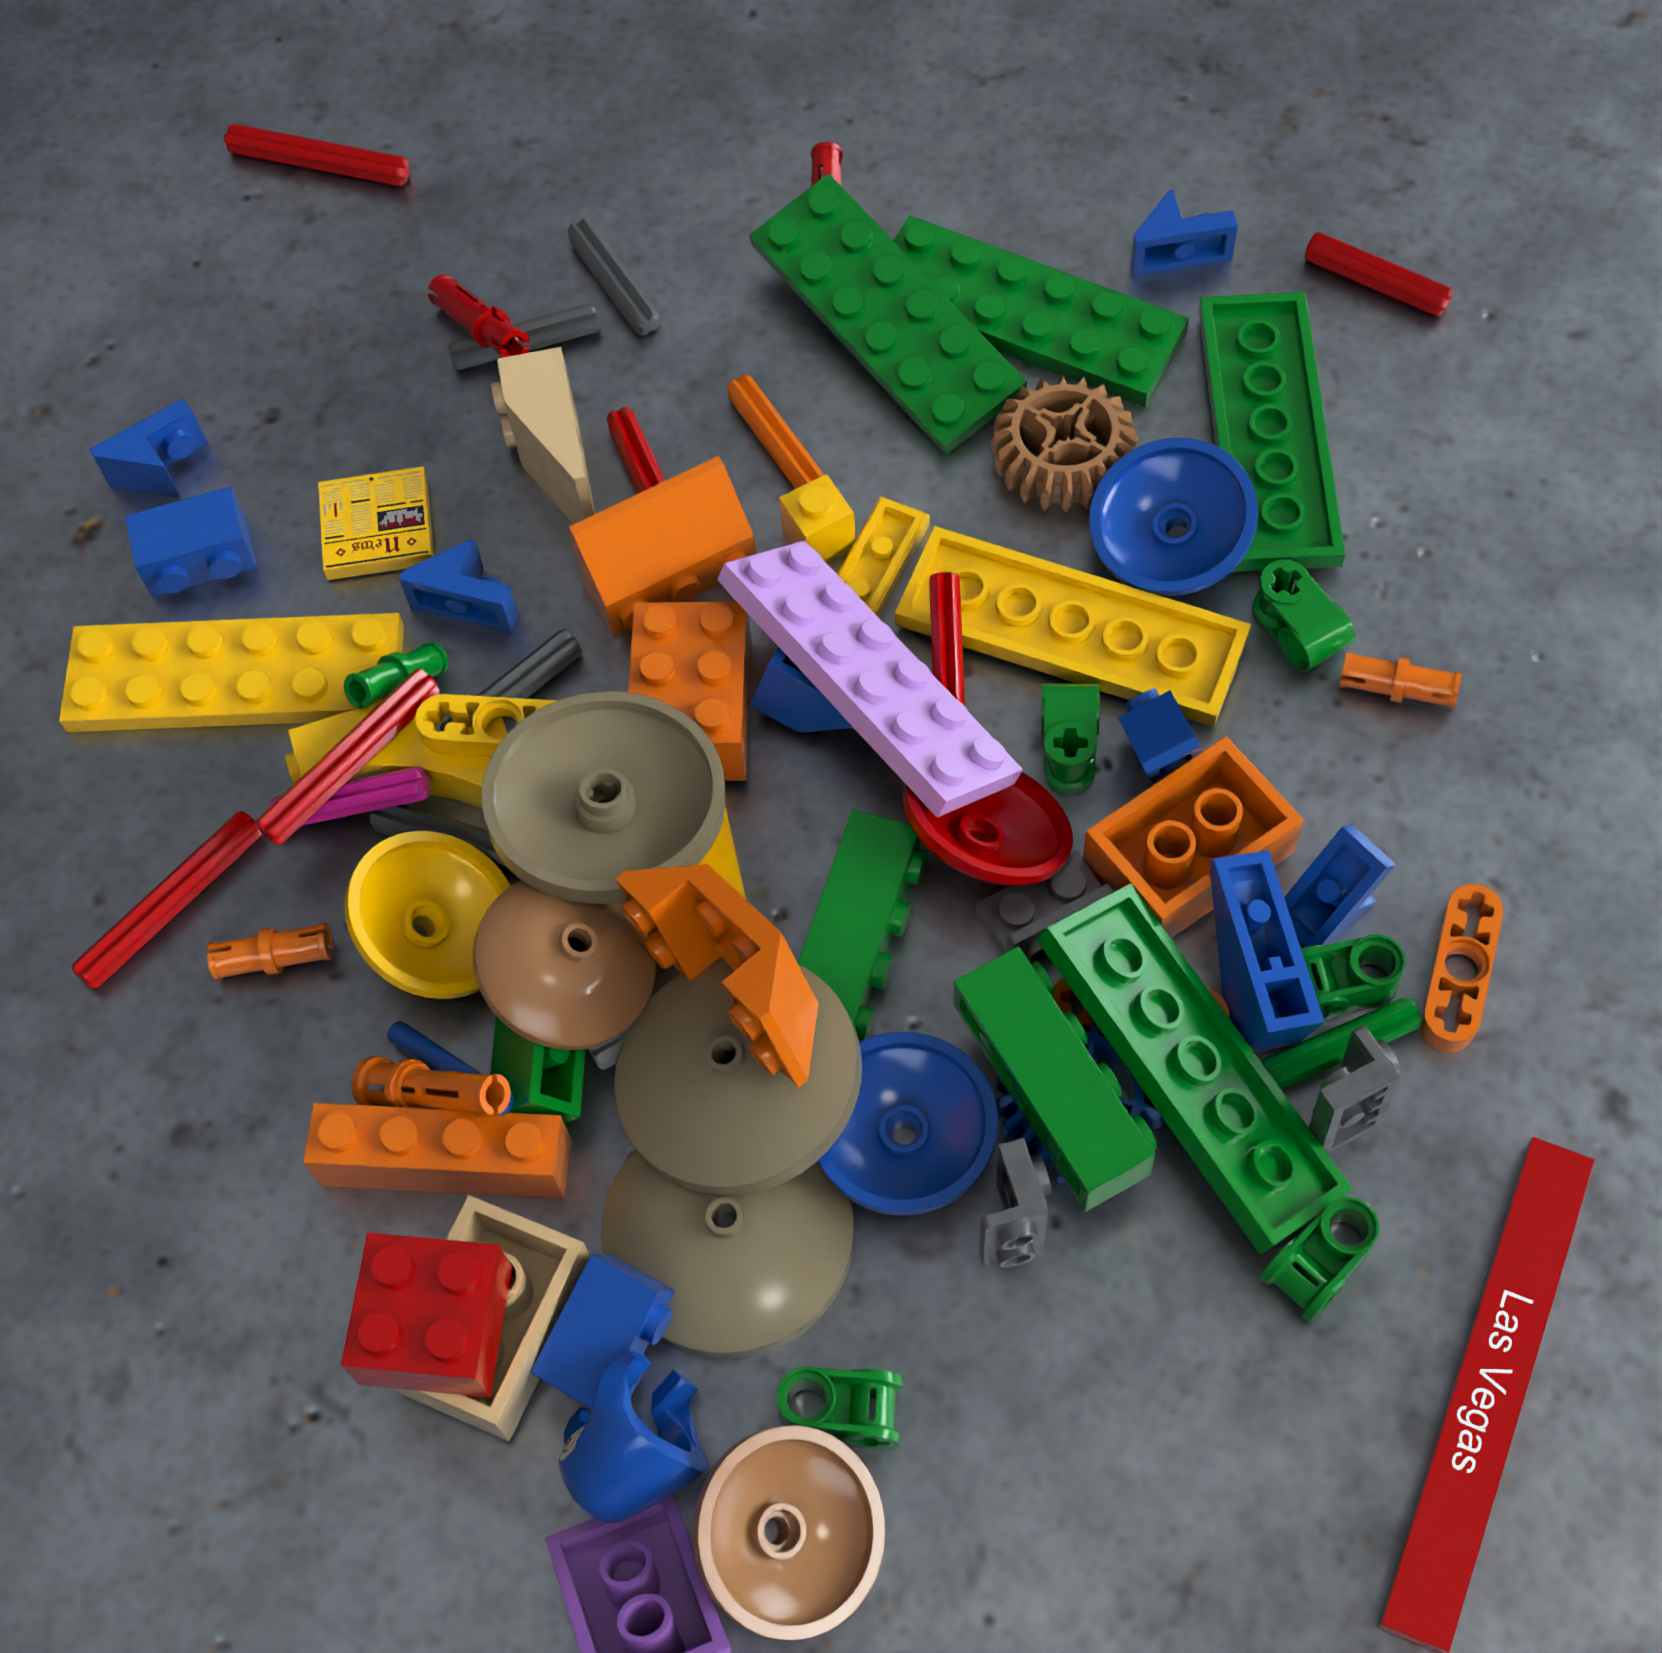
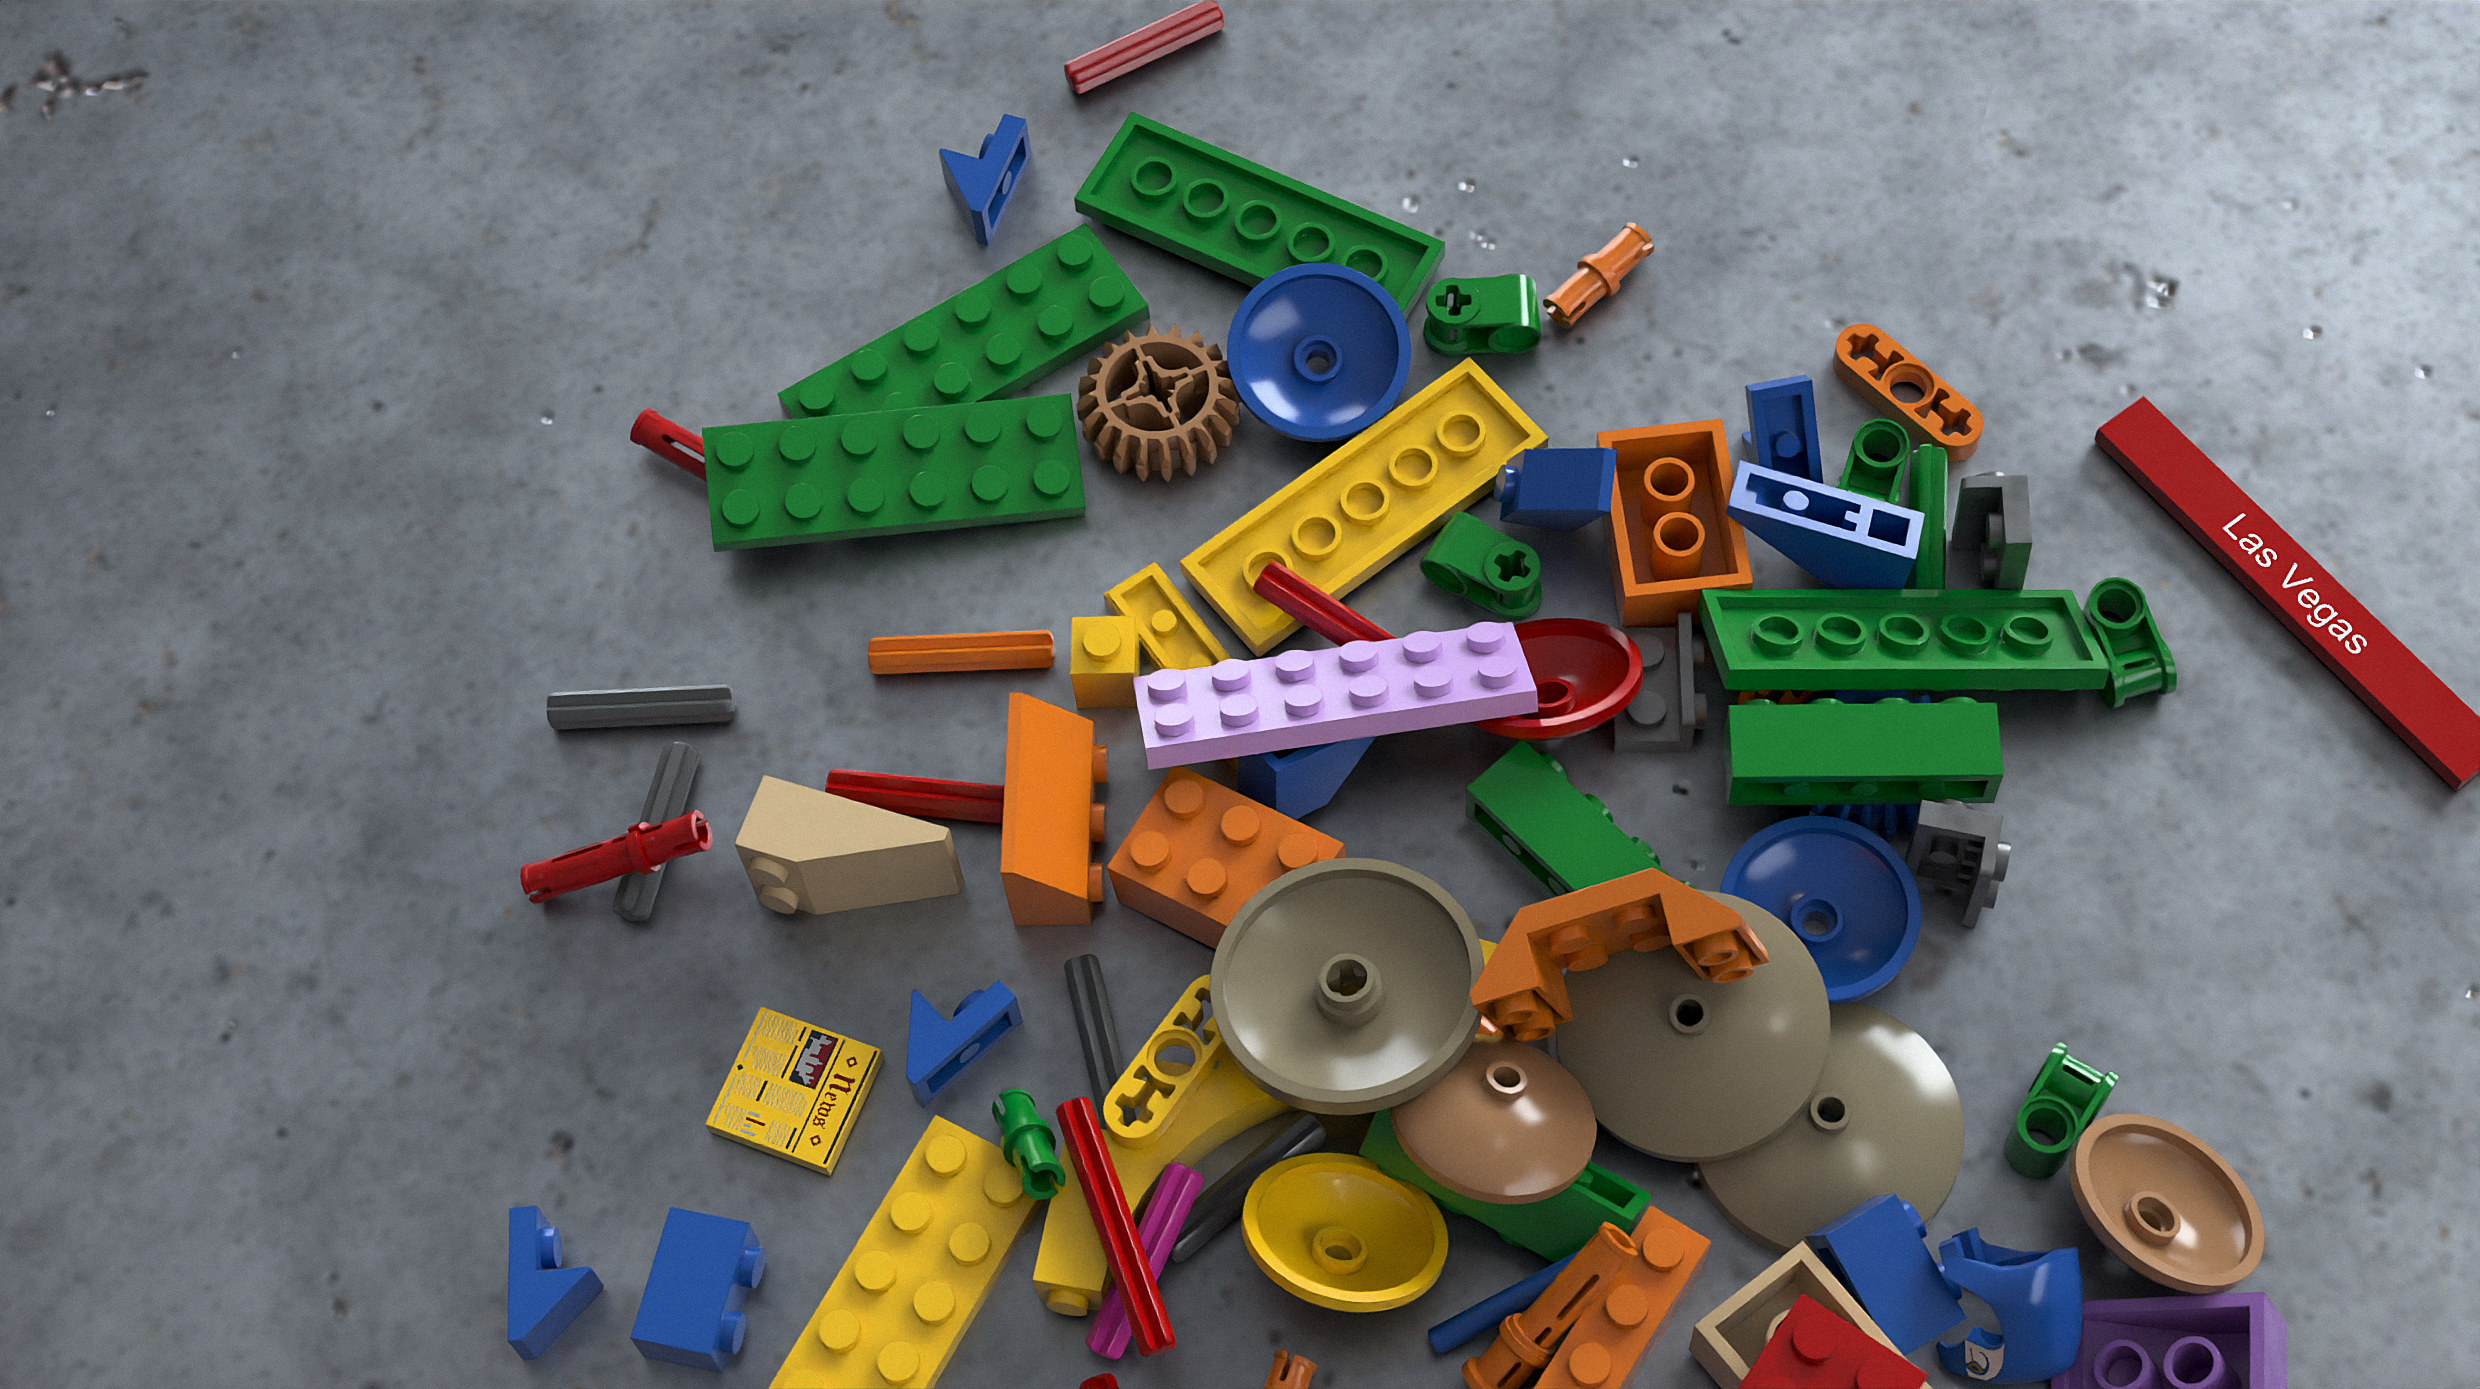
camera: 60 degrees left, 0 degrees up
(317, 154) = (231, 931): red axle -> none

